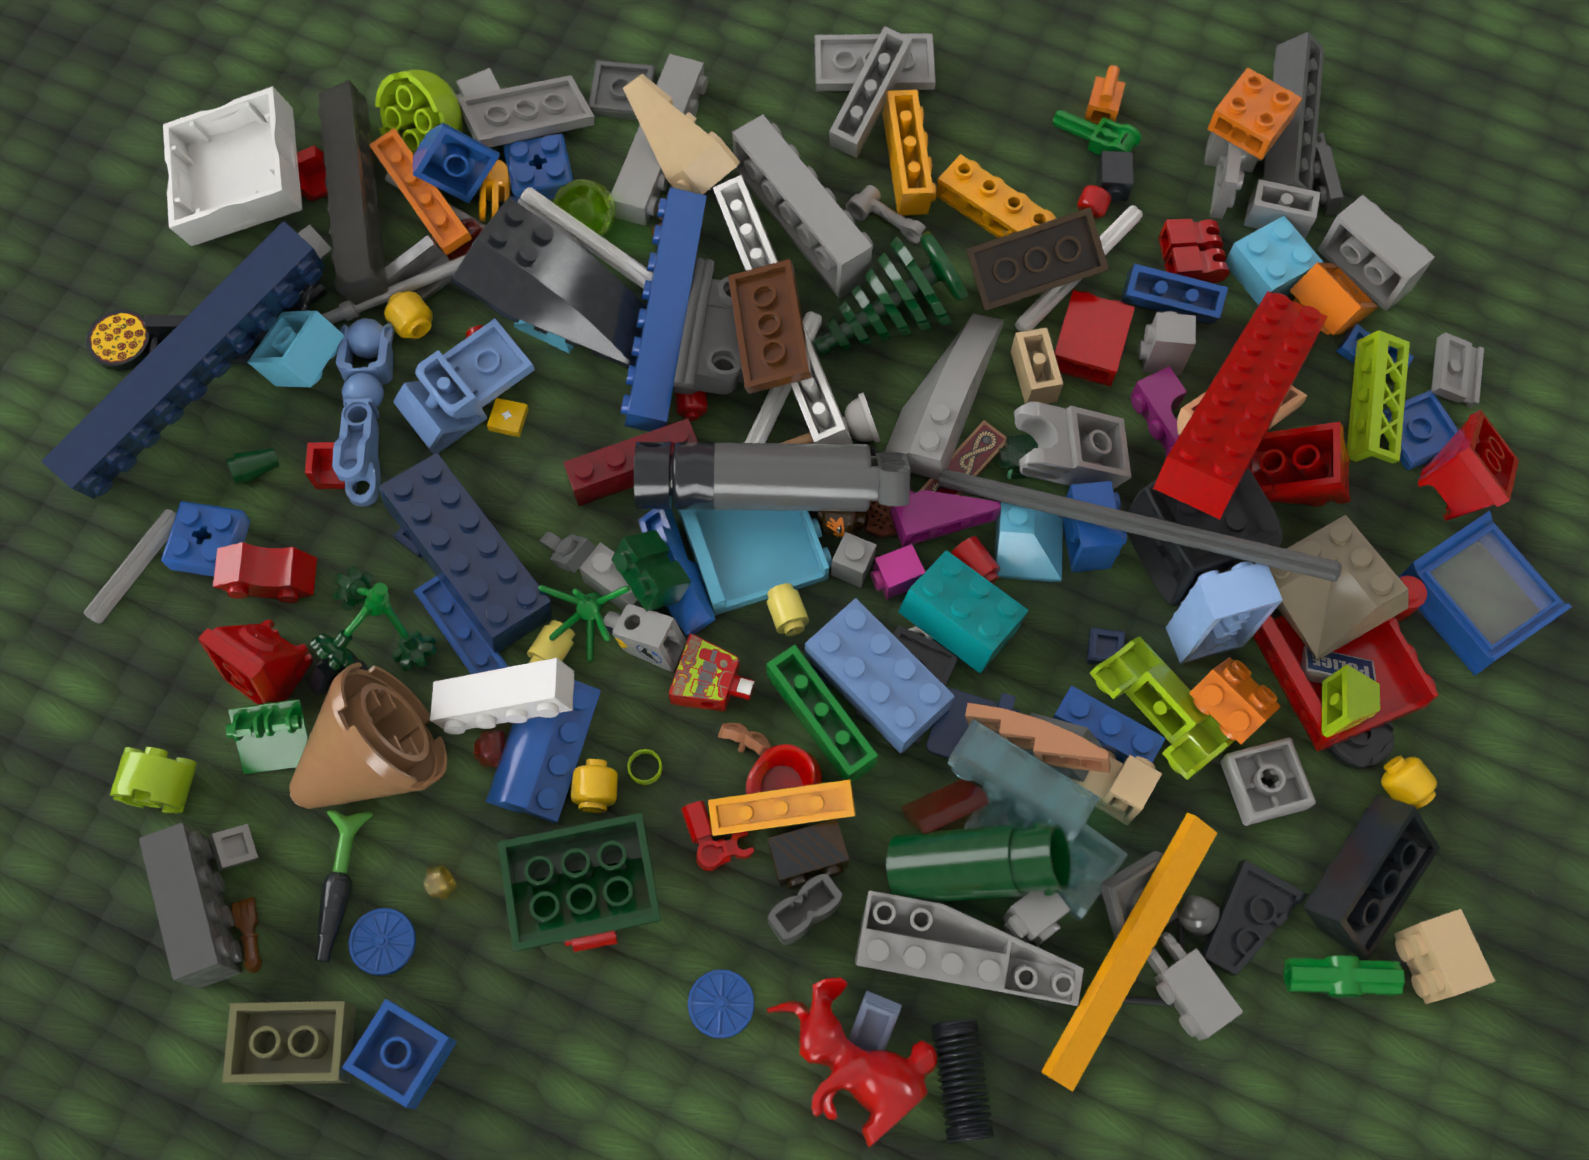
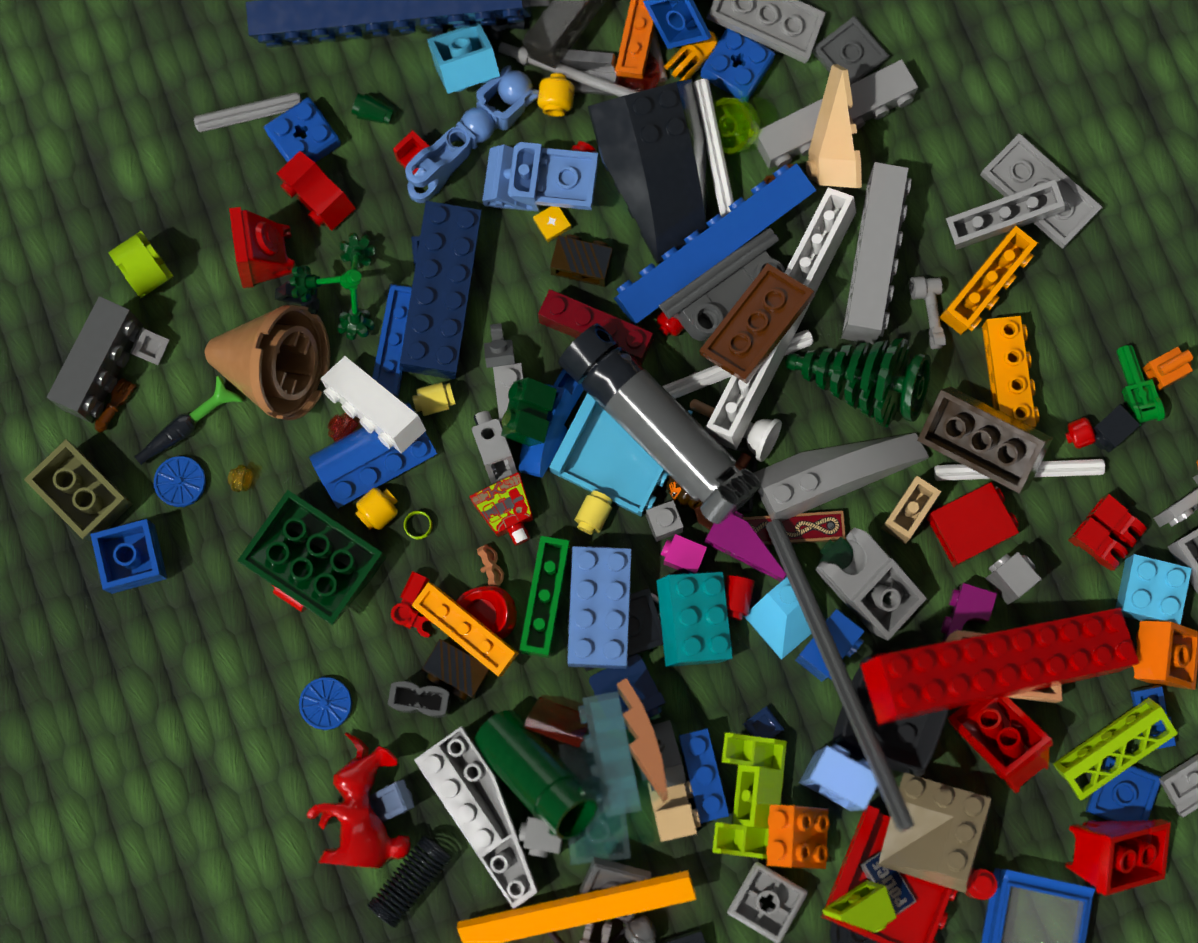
camera: 50 degrees right, 10 degrees up
(268, 735) = (226, 297): hinge -> none
(565, 422) = (581, 260): none -> brick
(588, 609) = (476, 397): green plant -> none
(1174, 293) = (1057, 548): blue brick -> none

